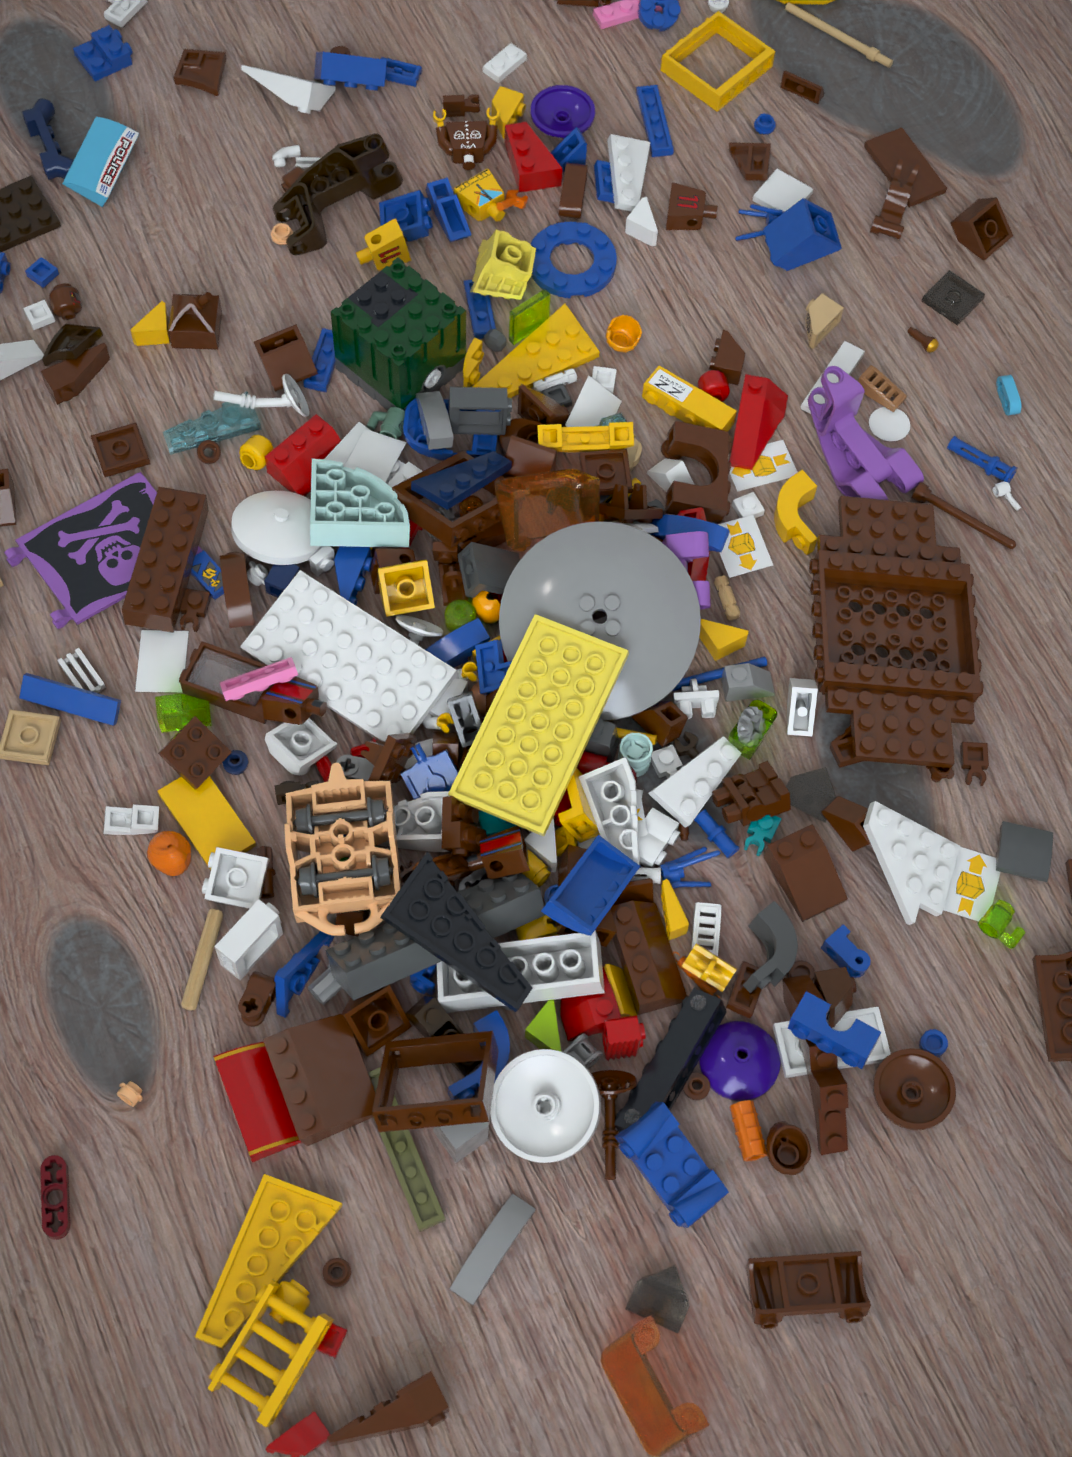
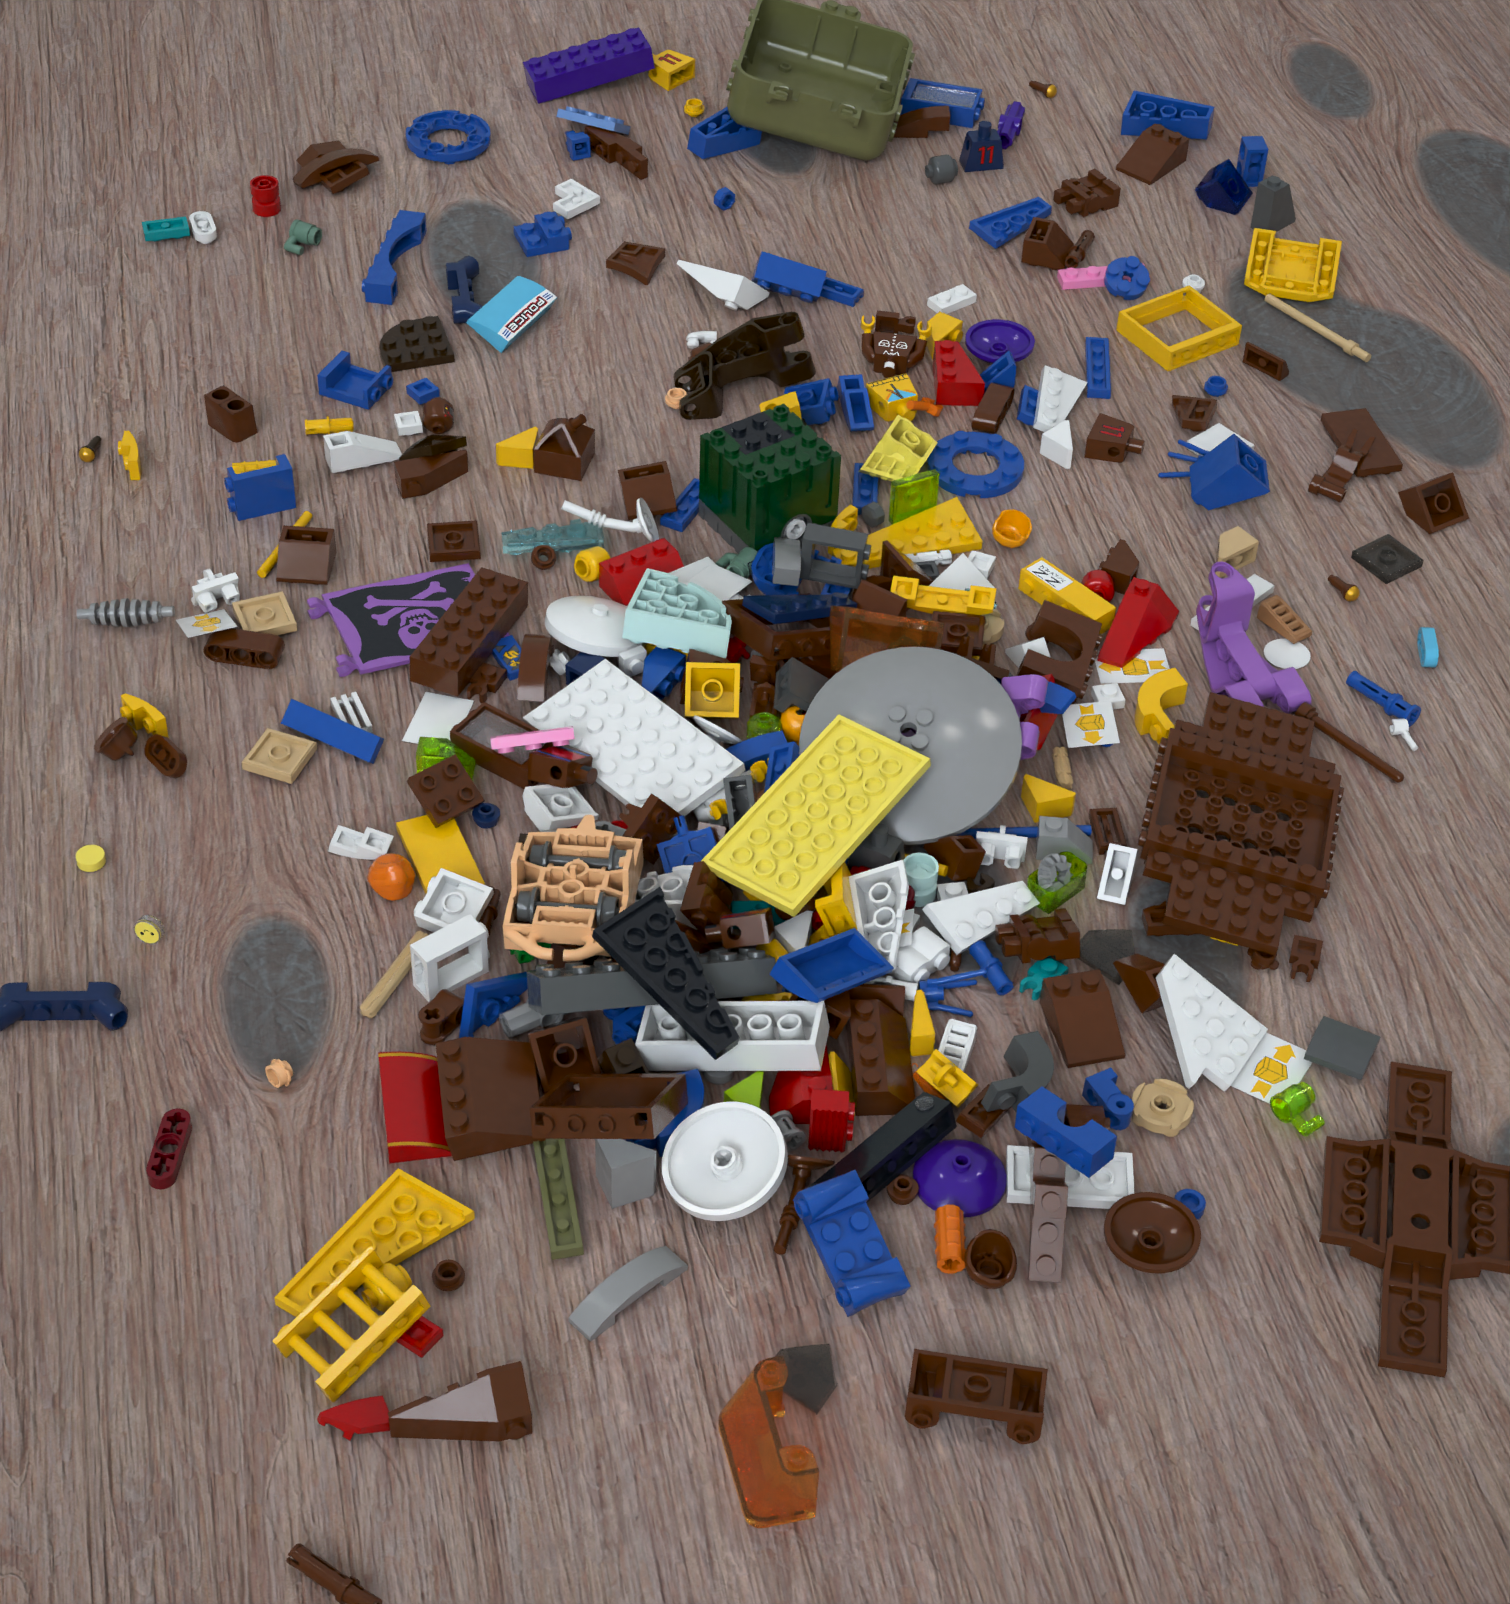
camera: 15 degrees right, 20 degrees down
(796, 673) = (1103, 812): none -> reddish brown tile
(894, 963) = (1162, 1121): none -> tan plate

